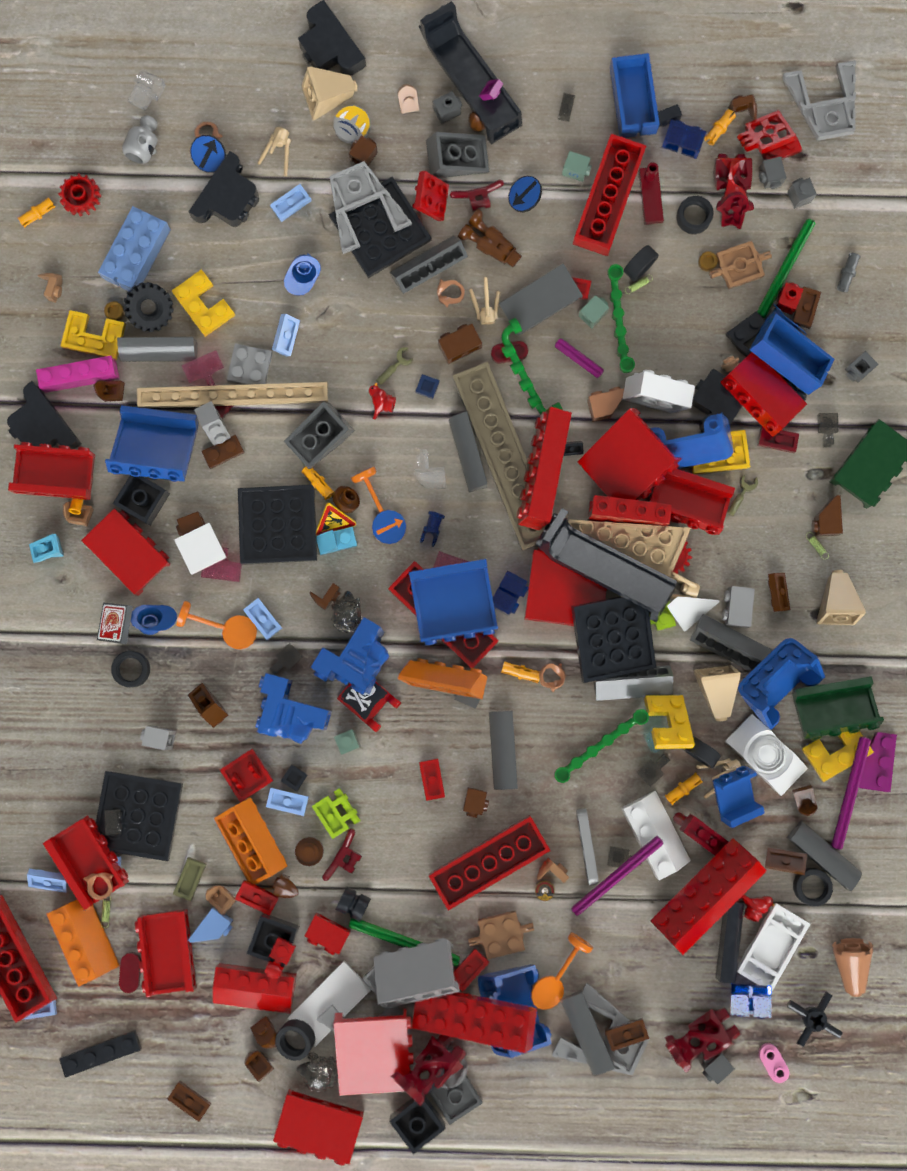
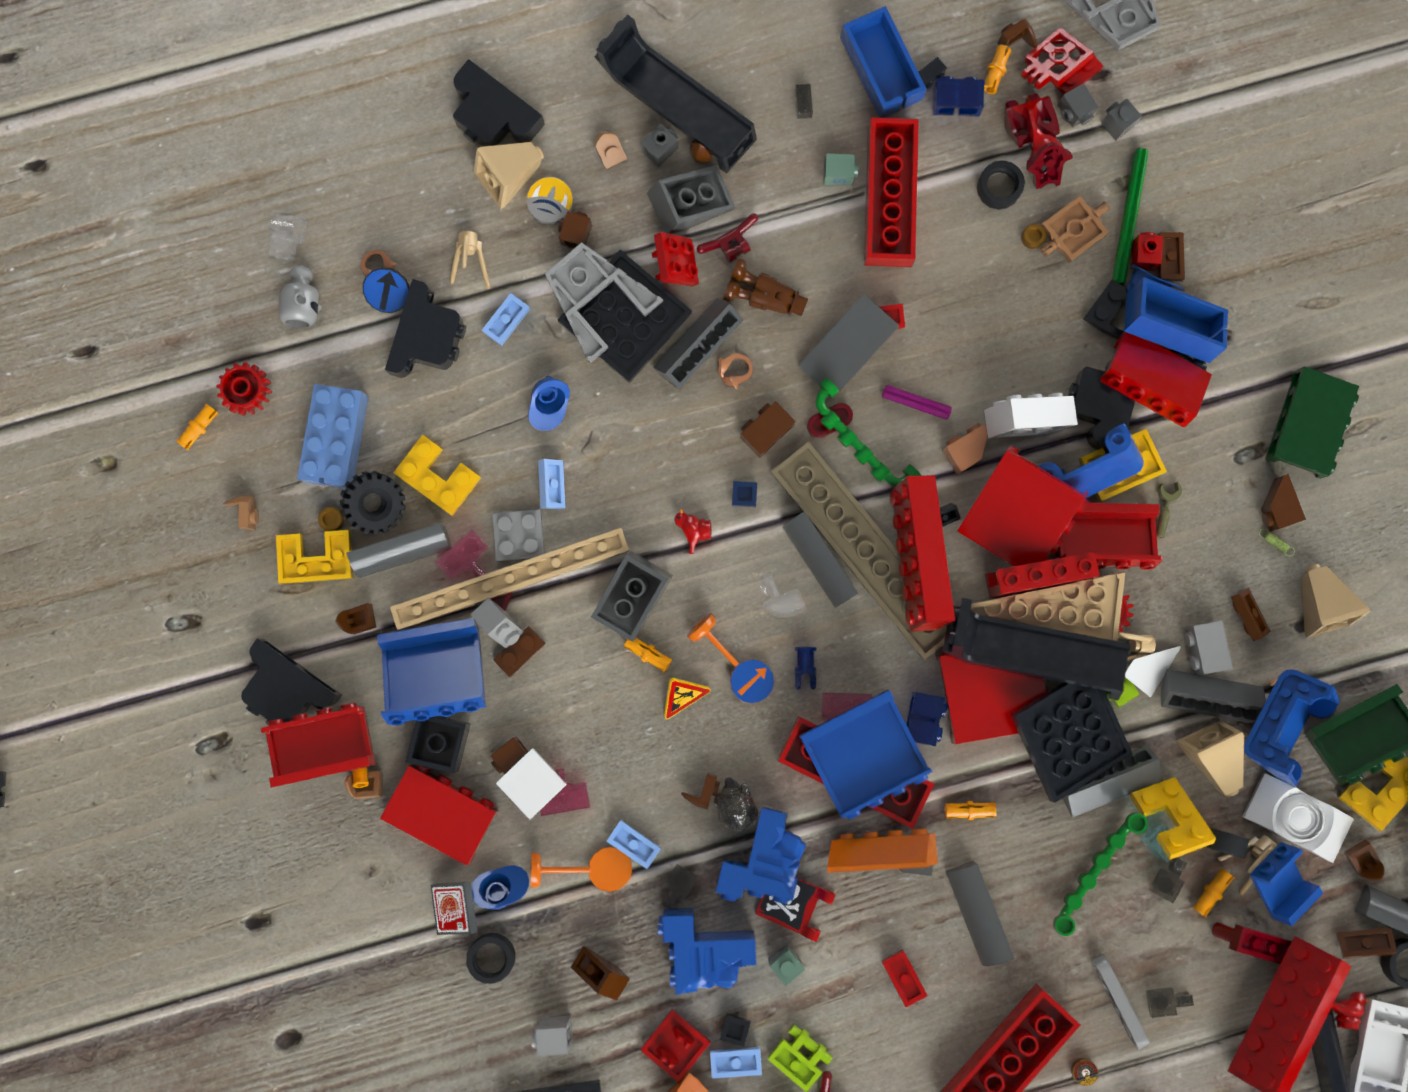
camera: 15 degrees left, 0 degrees up
(46, 548) = (339, 841): medium azure slope -> none
(77, 374) = (310, 612): dark pink brick -> none
(277, 524) = (614, 721): black plate -> none
(336, 540) = (693, 718): medium azure slope -> none
(346, 499) = (689, 664): reddish brown plate -> none
(392, 368) = (694, 485): olive piece -> none
(475, 802) = (966, 990): reddish brown brick -> none
(487, 315) = (789, 383): tan plant -> none
(491, 90) = (709, 108): magenta plate -> none
(525, 194) = (788, 222): blue piece -> none
(559, 671) = (1017, 811): nougat piece -> none
(559, 870) = (1093, 1042): medium nougat plate -> none
(594, 311) = (917, 339): sand green brick -> none
(617, 875) = (1170, 1028): magenta axle -> none
(626, 363) = (978, 393): green bar -> none
(638, 284) = (959, 289): yellowish green piece -> none
(641, 263) = (956, 264): black tyre -> none
(649, 819) = (1198, 961): white slope -> none
(651, 194) = (940, 176): dark red piece -> none
(730, 363) = (1102, 353): light nougat plate -> none
(782, 441) = (1199, 428): dark red plate -> none
(828, 424) = (1243, 391): clear smoke plate -> none
(848, 272) = (1207, 198): dark grey pin -> none
(865, 363) = (1265, 304): dark grey brick -> none

